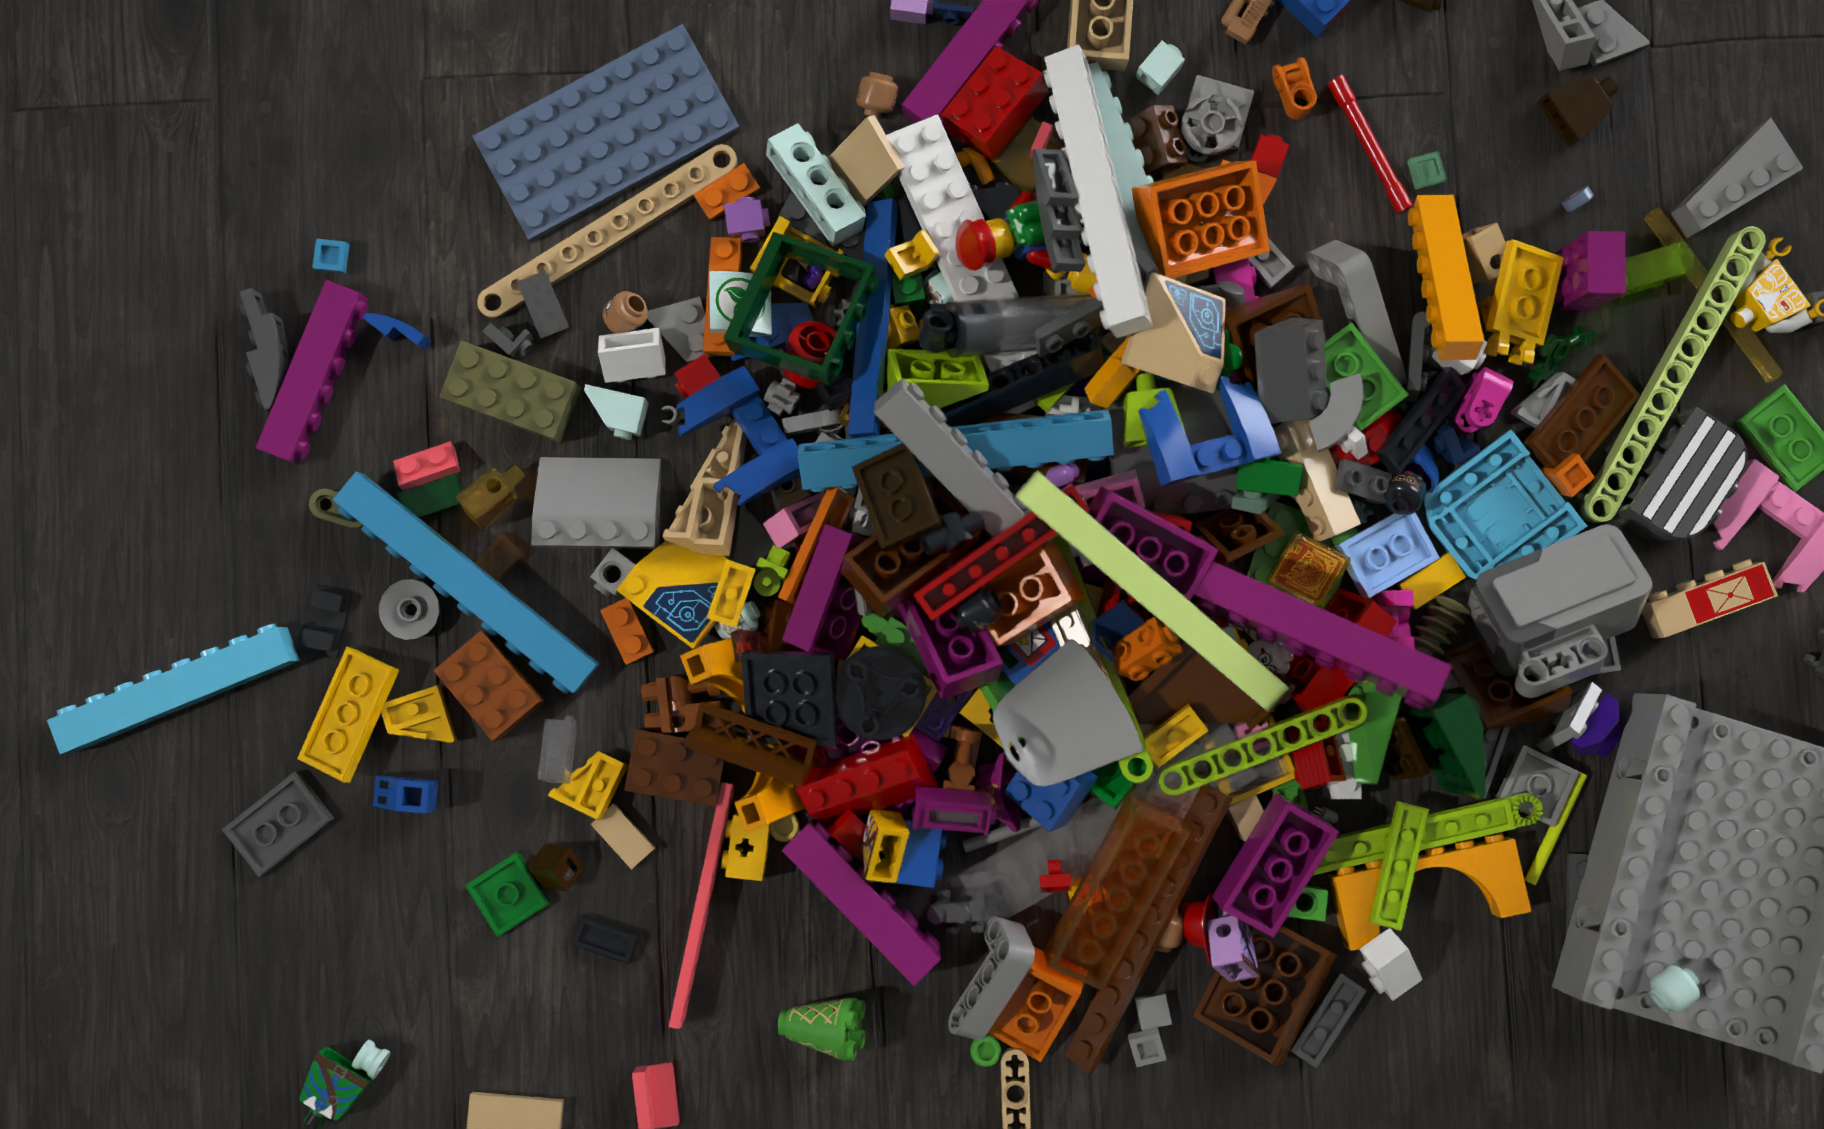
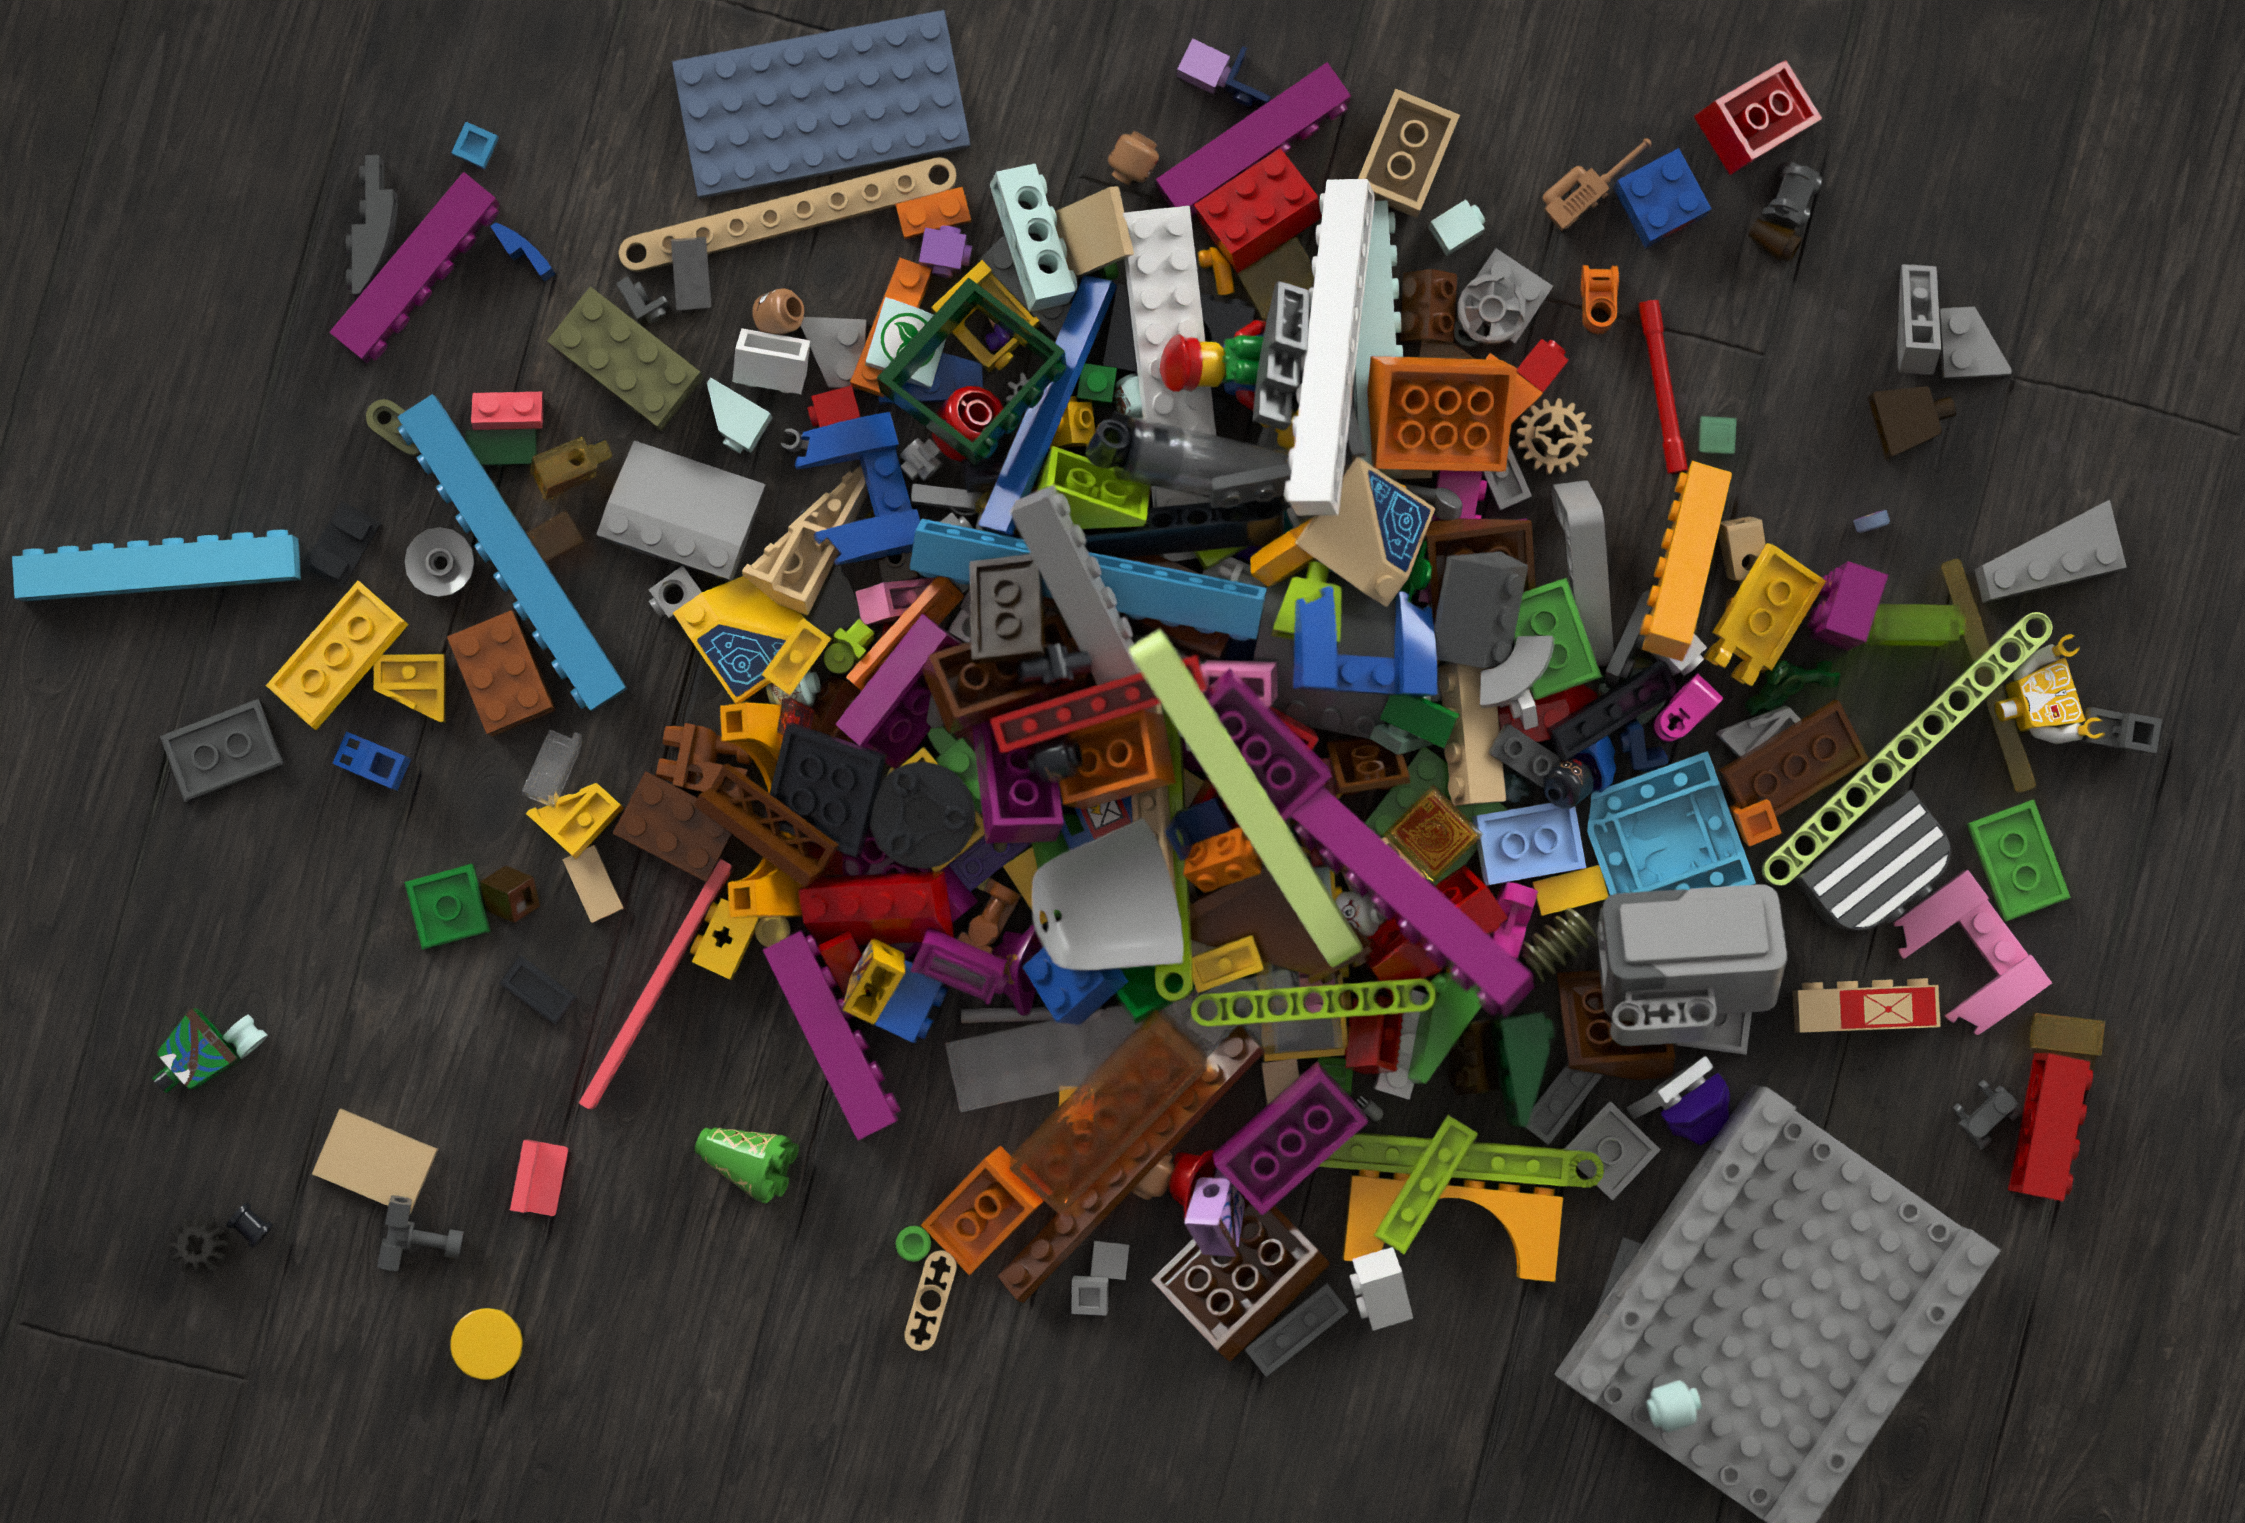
camera: 15 degrees right, 0 degrees up
(627, 631) = (669, 662): orange plate -> none
(912, 256) = (1111, 352): yellow bracket -> none
(959, 912) = (929, 1081): dark grey piece -> none
(996, 979) = (947, 1167): light grey beam -> none
(1042, 137) = (1296, 268): coral tile -> none
(1055, 880) = (1047, 1079): red tile -> none
(1062, 474) = (1193, 643): medium lavender arm -> none
(1307, 209) = (1551, 451): none -> tan gear
(1316, 904) = (1325, 1202): bright green brick -> none
(1553, 833) = (1615, 1206): neon yellow bar -> none

